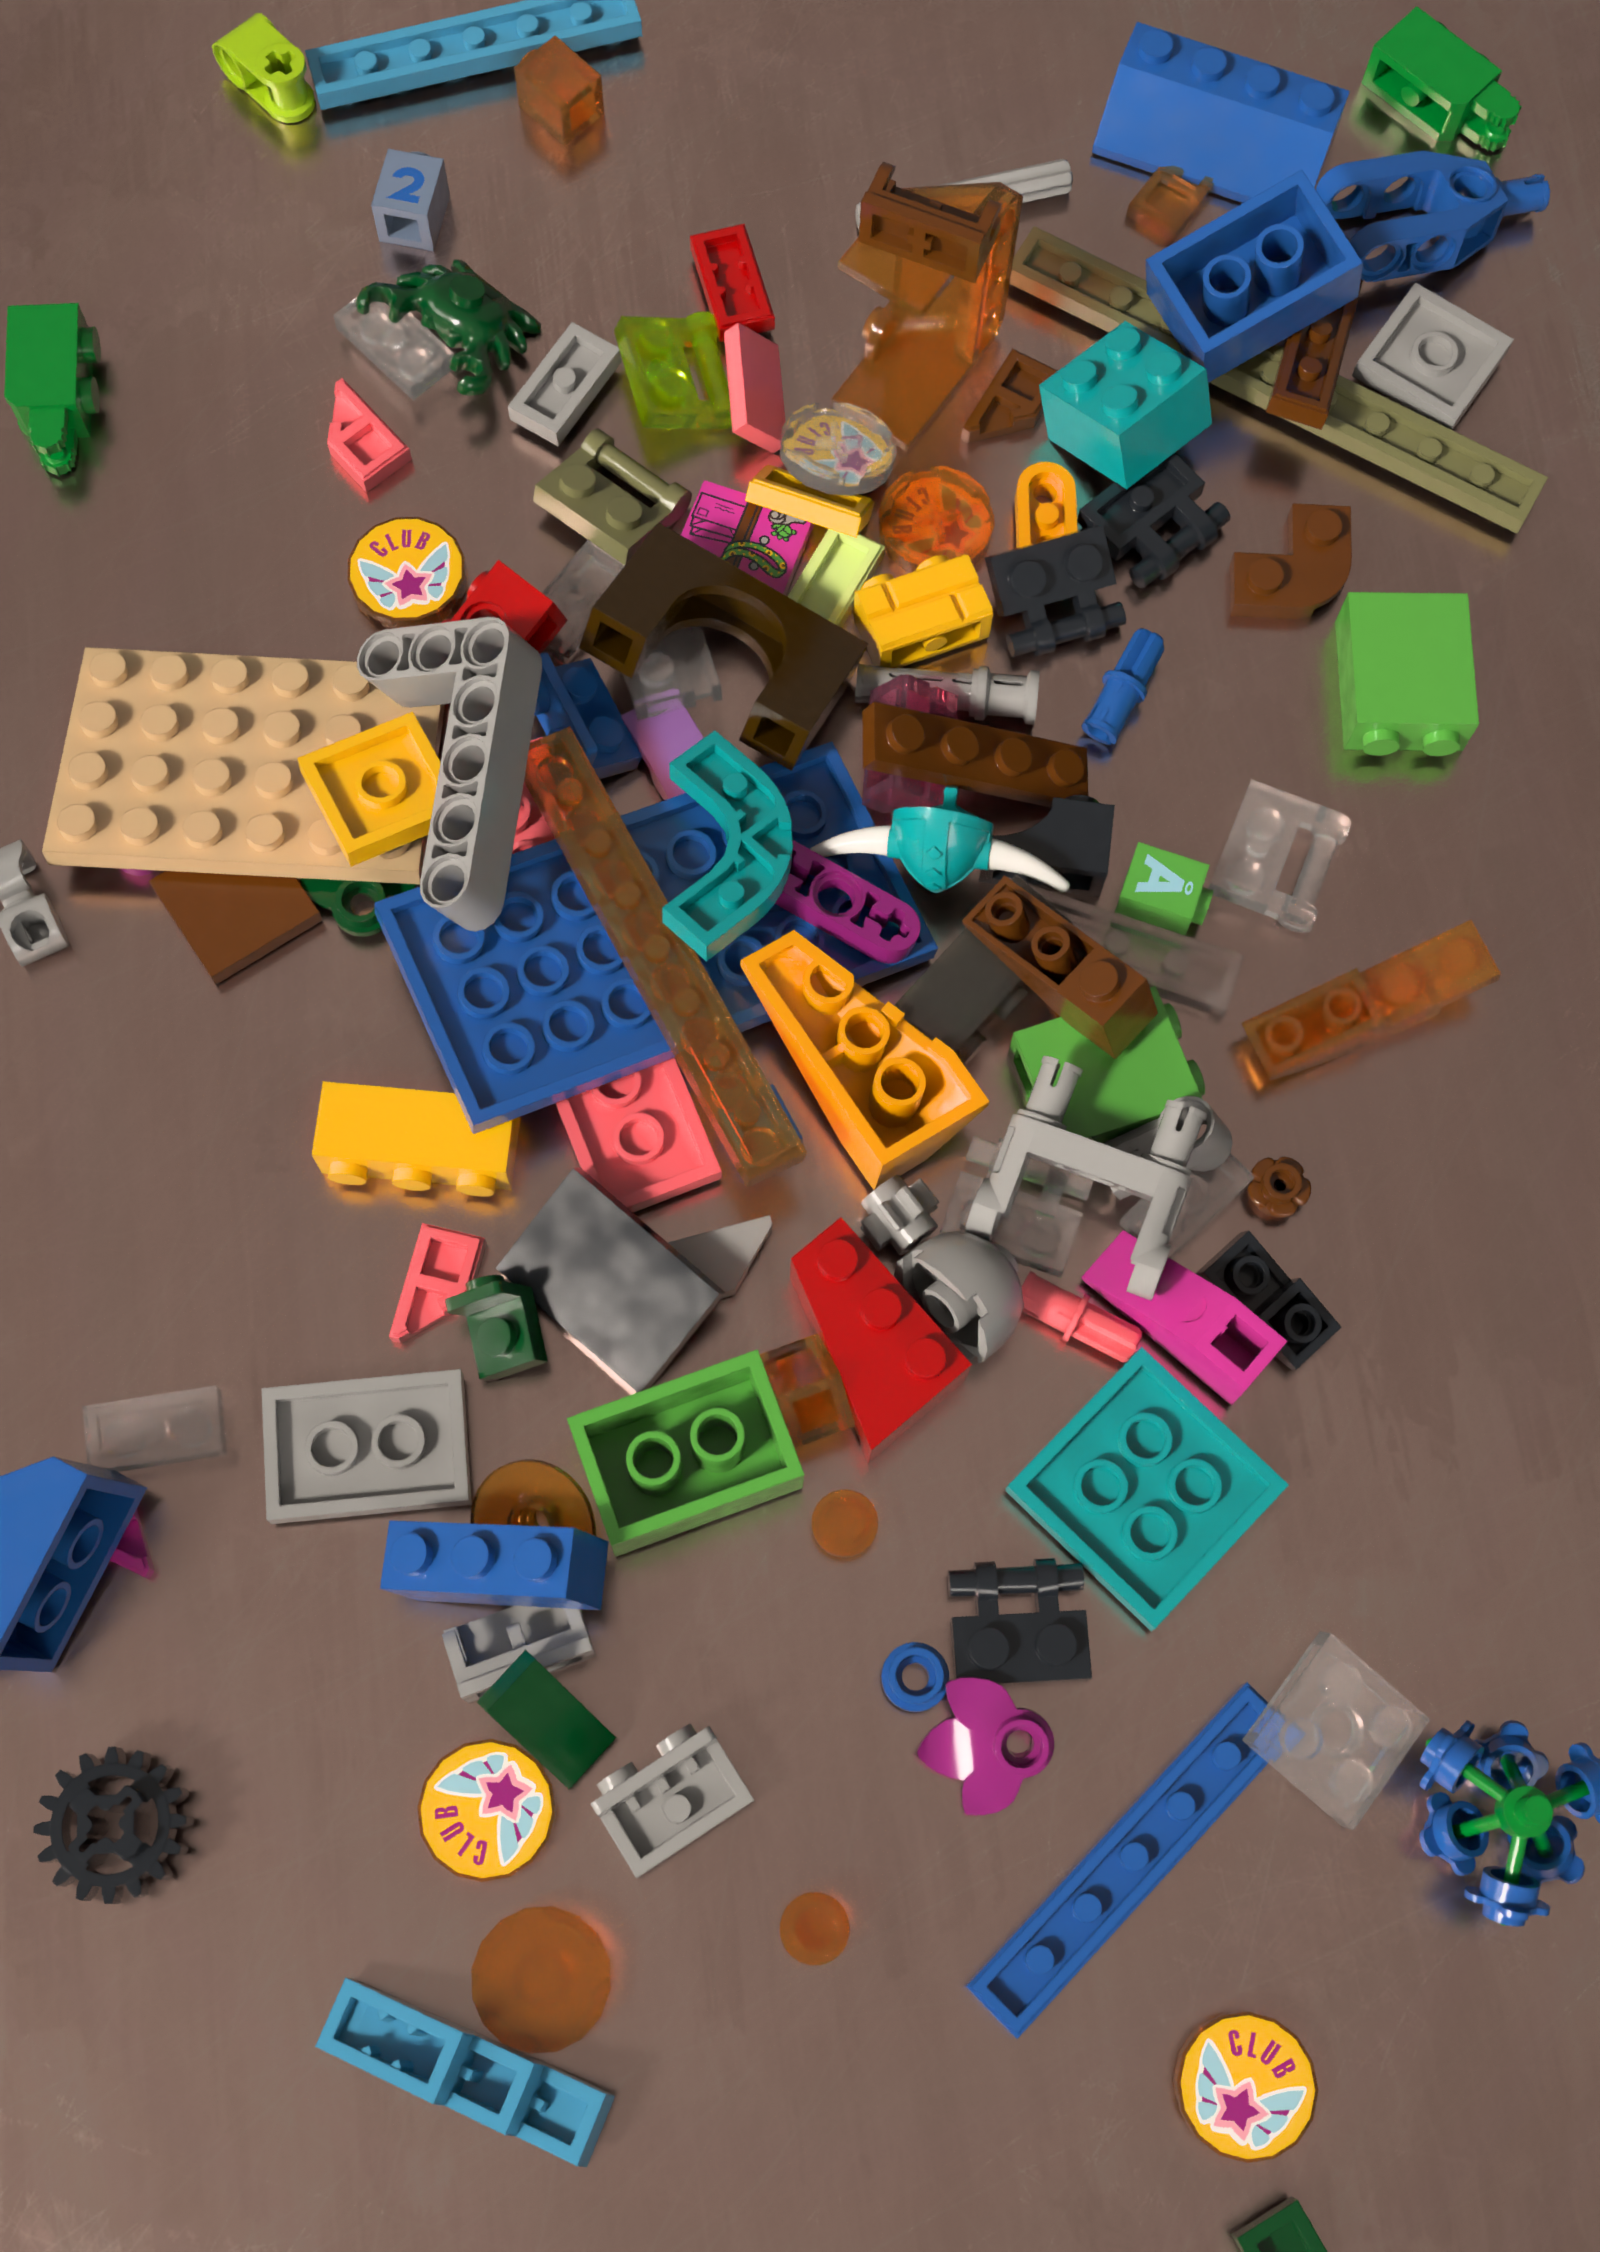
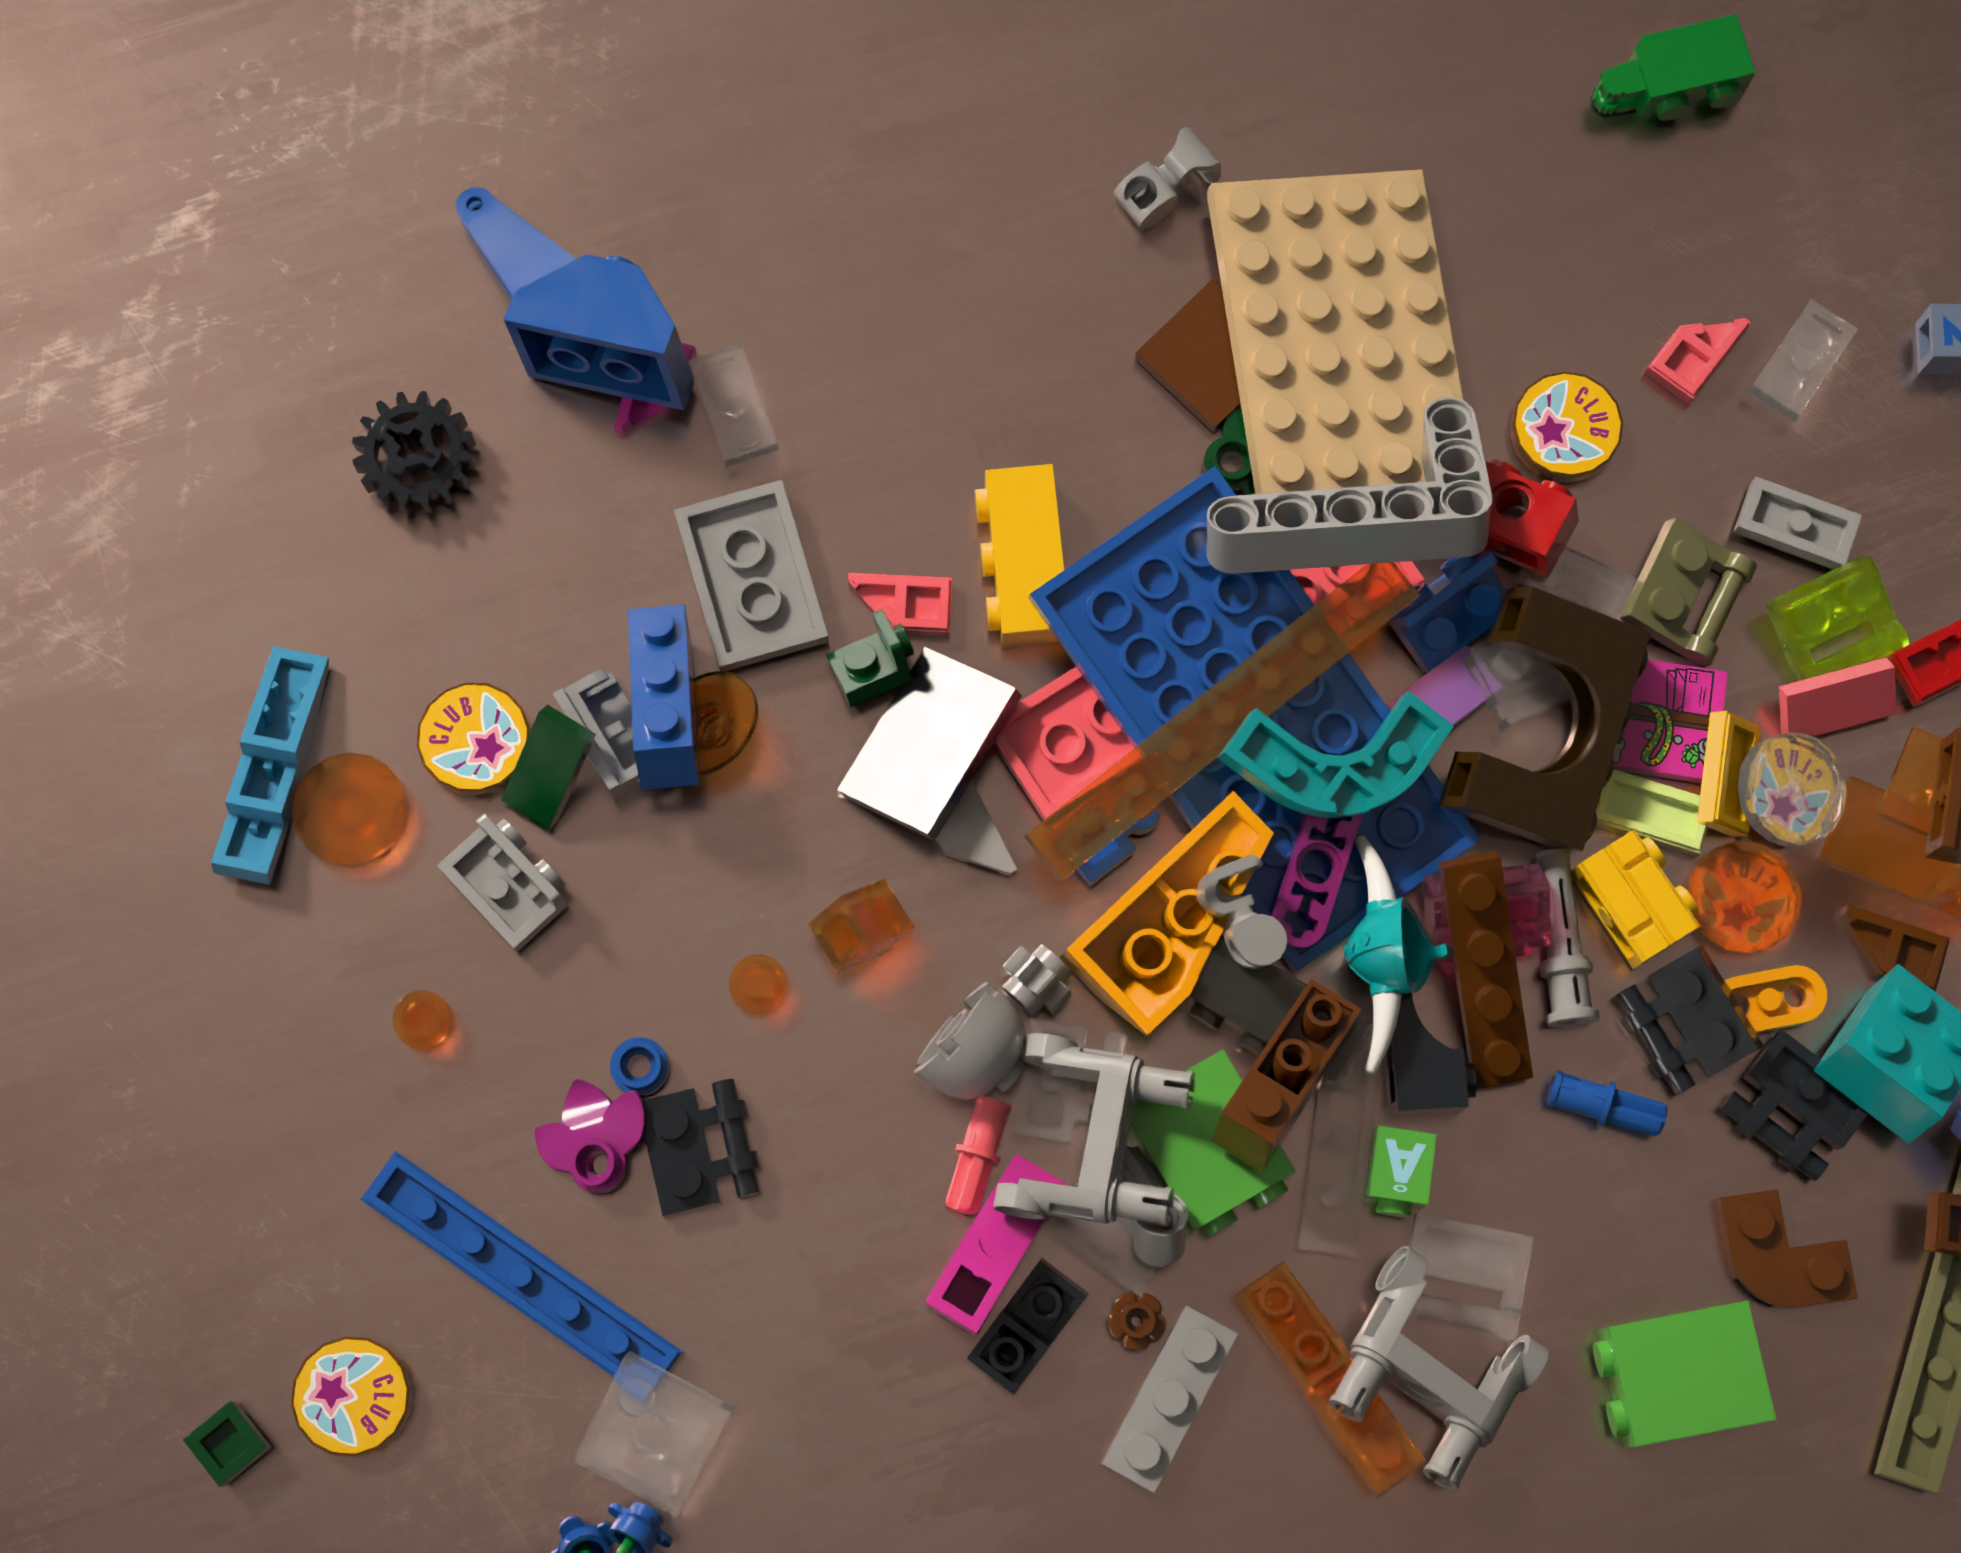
camera: 80 degrees right, 5 degrees up
(375, 787) = (1327, 440): yellow plate -> none
(464, 314) = (1848, 414): dark green animal -> none
(686, 1452) = (786, 832): bright green brick -> none
(879, 1337) = (919, 976): red wedge -> none
(905, 973) = (1251, 938): none -> light grey leg
(1146, 1488) = (835, 1238): teal plate -> none
(1362, 932) = (1384, 1353): none -> light grey connector
(1364, 1171) = (1169, 1399): none -> light grey plate

